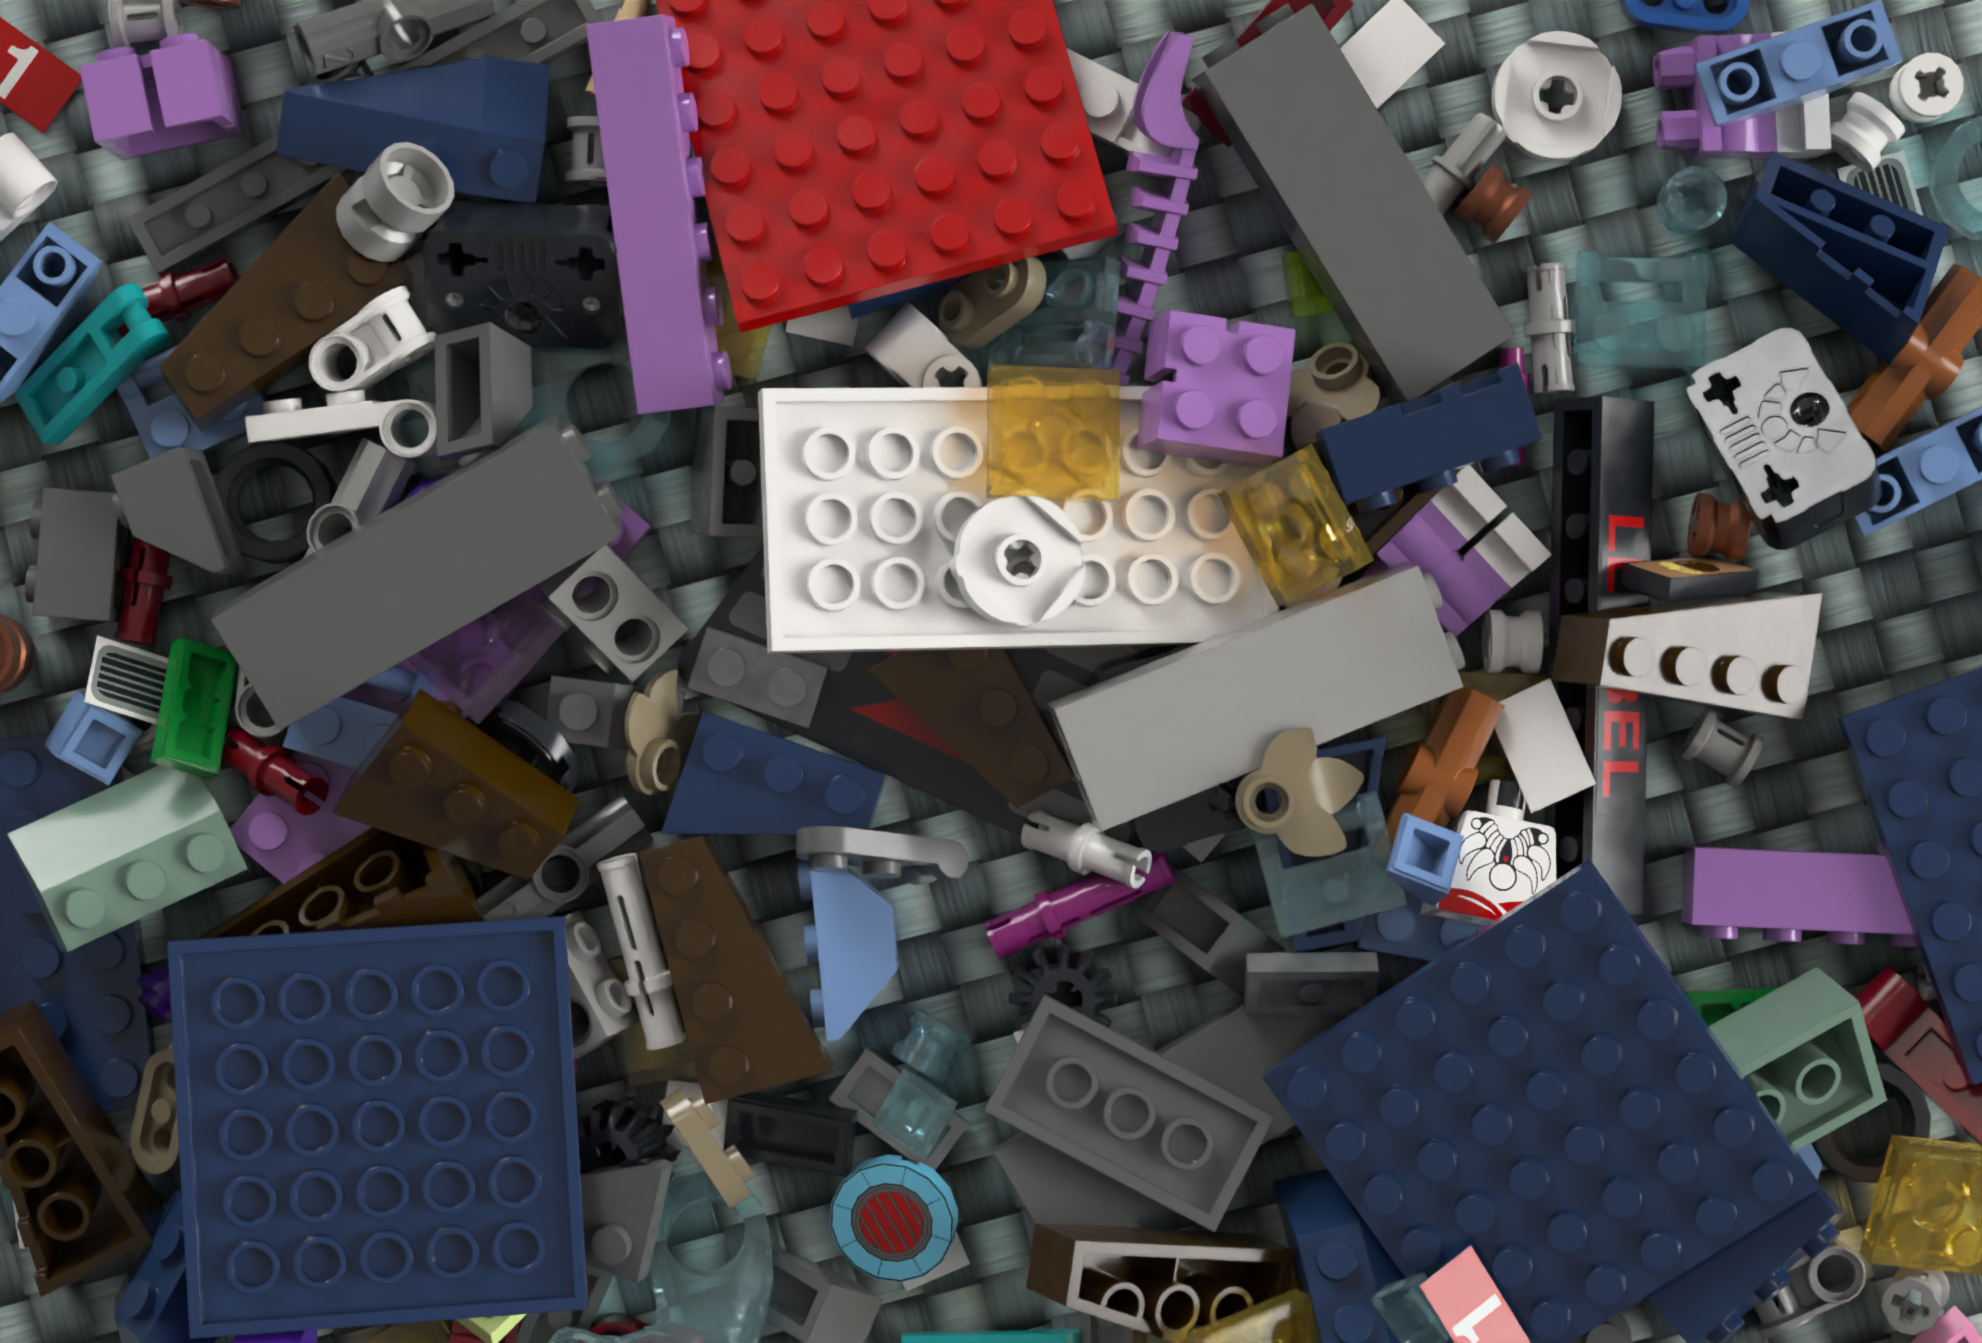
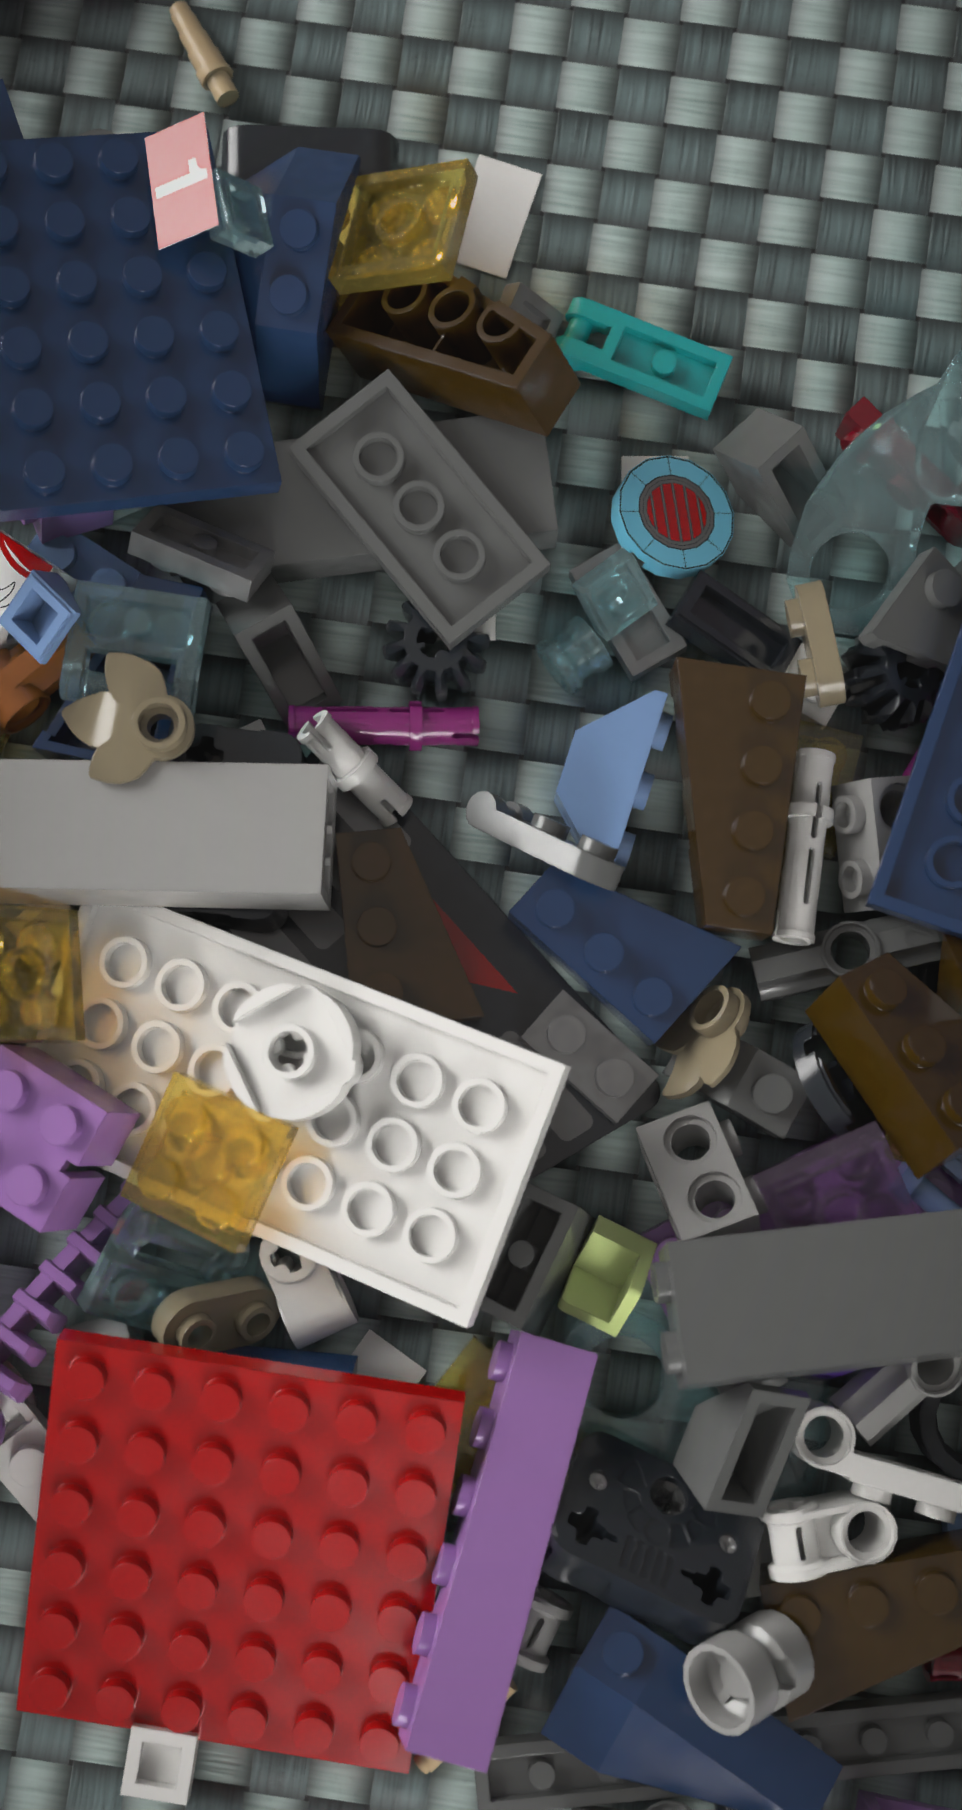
camera: 165 degrees left, 5 degrees down
(657, 486) = (607, 1276): none -> yellowish green panel

